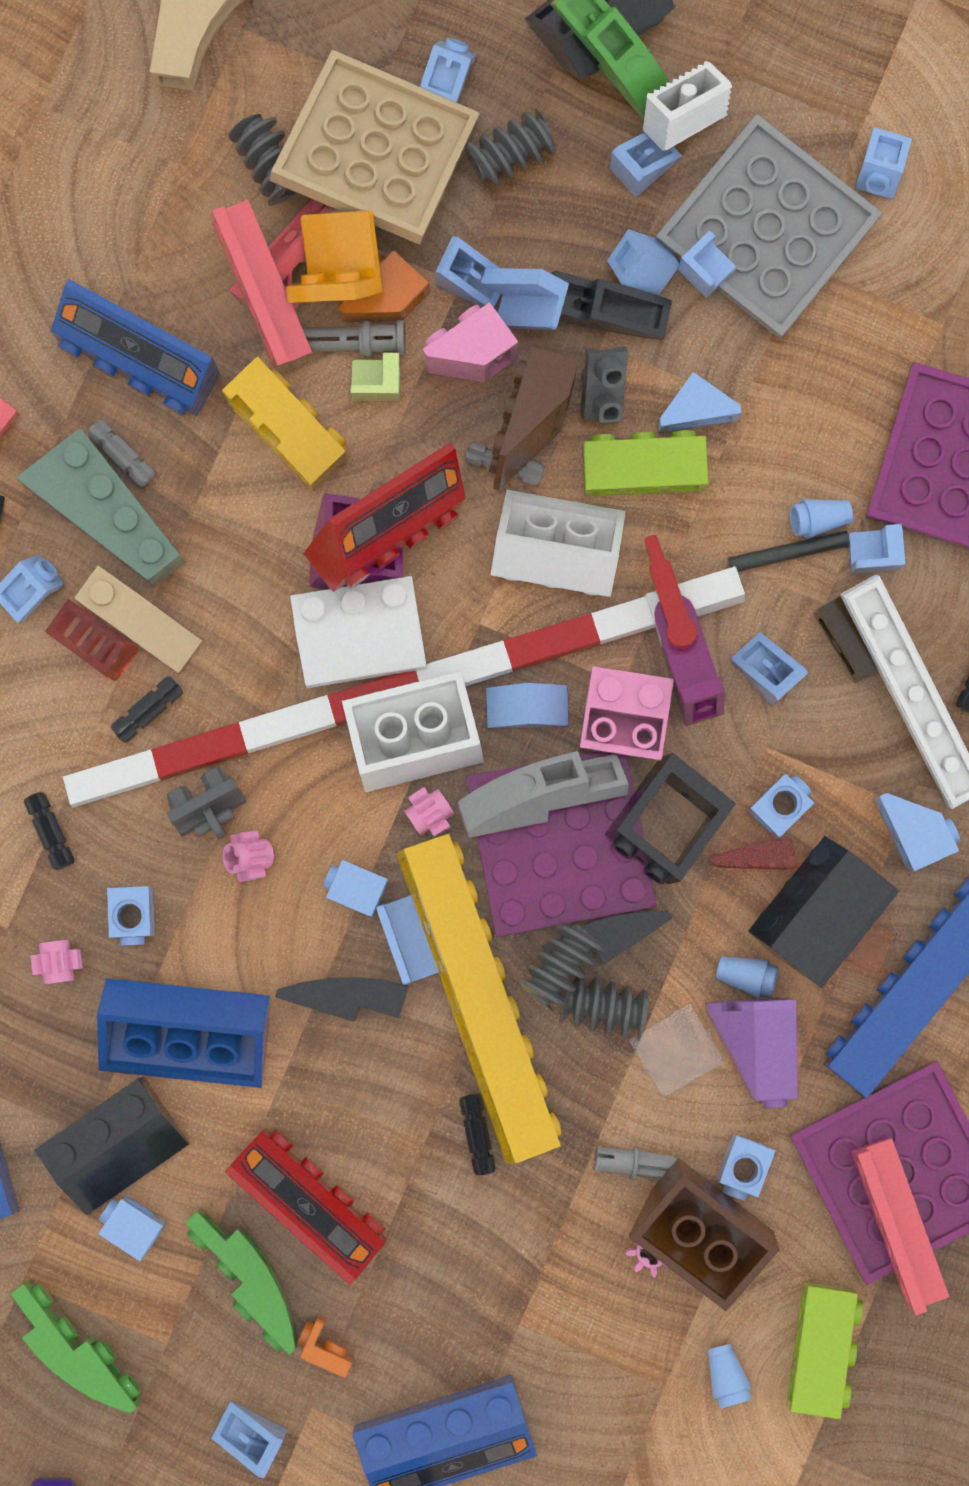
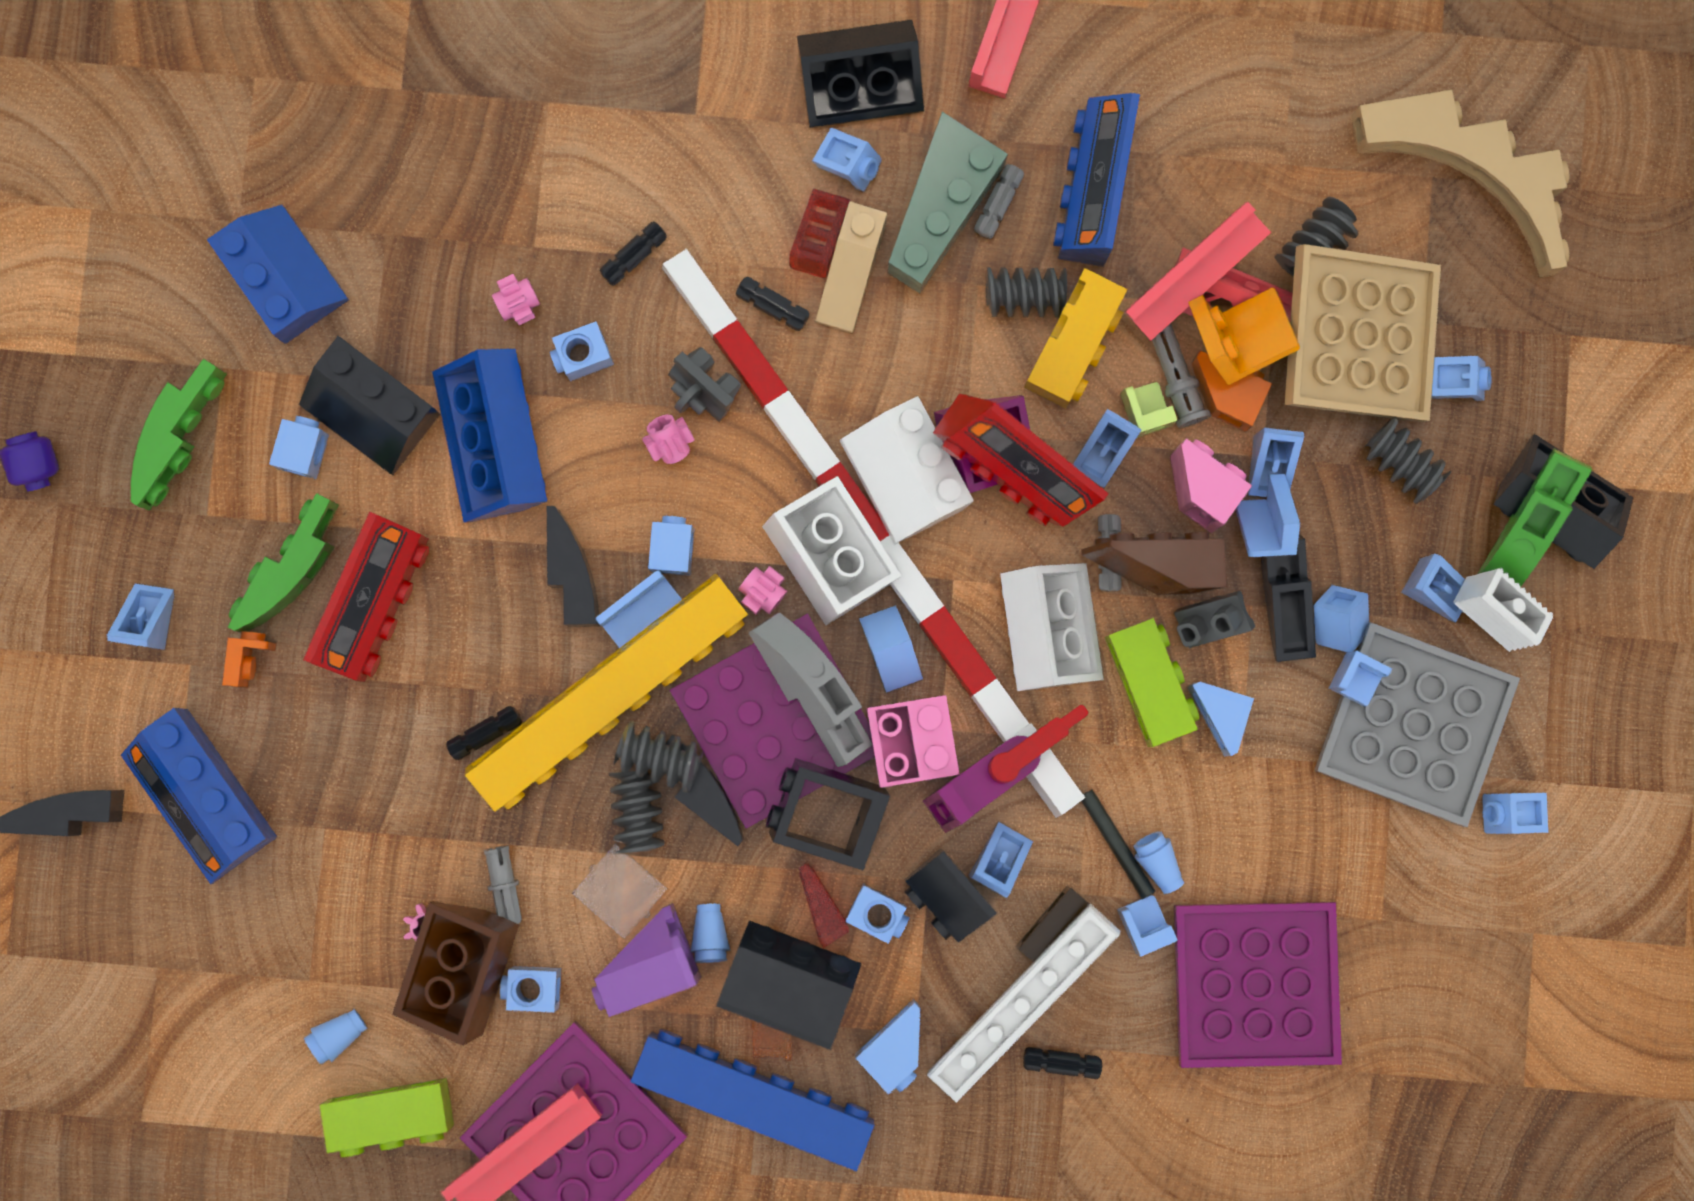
camera: 70 degrees right, 0 degrees up
(221, 456) = (1026, 292): none -> dark grey piece
(401, 431) = (1106, 447): none -> light blue slope
(788, 728) = (949, 897): none -> black slope

